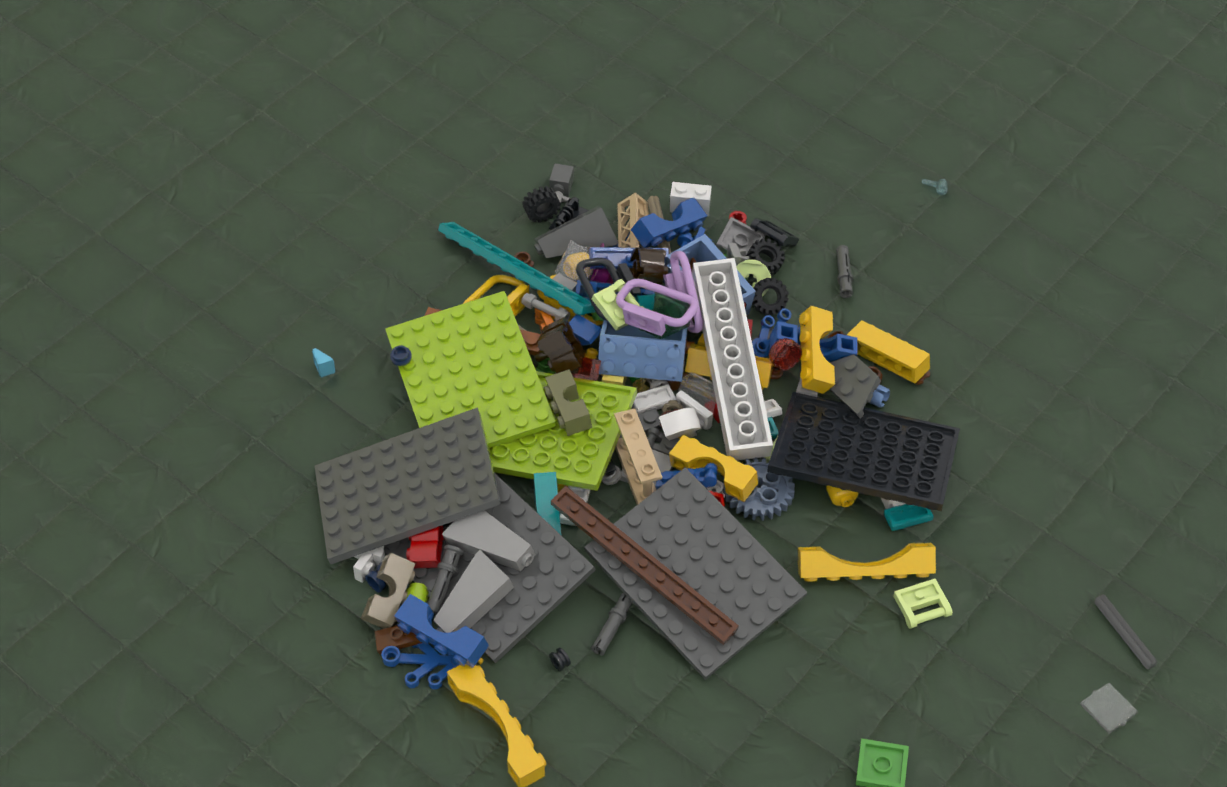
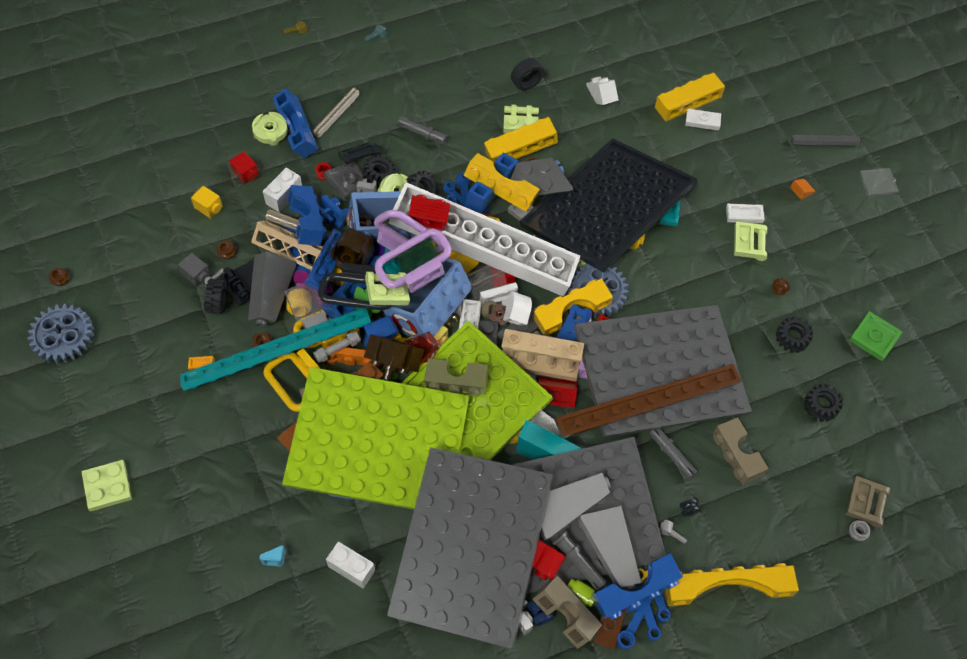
camera: 65 degrees left, 10 degrees up
(323, 226) = (106, 485): none -> yellowish green plate
(344, 417) = (350, 565): none -> white brick
(400, 355) = (327, 484): dark blue plate -> none
(439, 127) = (60, 333): none -> sand blue gear
(475, 228) = (196, 362): none -> light orange piece
(493, 98) = (59, 276): none -> reddish brown plate
(527, 649) = (666, 529): none -> light grey hand
(599, 192) = (226, 250): none -> reddish brown plate
(616, 498) = (562, 391): none -> red panel
(637, 154) = (207, 202): none -> yellow brick
(659, 666) = (745, 466): none -> dark tan arch
(694, 161) = (244, 167): none -> red brick
(711, 287) = (429, 212): none -> red brick
(757, 167) = (270, 136): none -> yellowish green plate
(760, 728) = (818, 411): none -> black tyre
(785, 159) = (301, 136): none -> blue arch
(785, 353) = (496, 203): clear red hair -> none
(813, 198) = (335, 113): none -> dark tan axle
(828, 696) = (789, 342): none -> black tyre
(882, 651) = (780, 286): none -> reddish brown plate
(892, 126) = (301, 26): none -> clear yellow hand
(912, 559) = (715, 227): yellow arch -> none
(920, 340) = (514, 122): none -> yellowish green plate
(955, 585) = (745, 213): none -> white plate
(985, 312) = (532, 79): none -> black tyre
(1016, 395) = (603, 90): none -> white slope
(1036, 631) = (802, 188): none -> orange slope
(1057, 503) = (703, 119): none -> white plate
(1075, 476) = (689, 96): none -> yellow brick

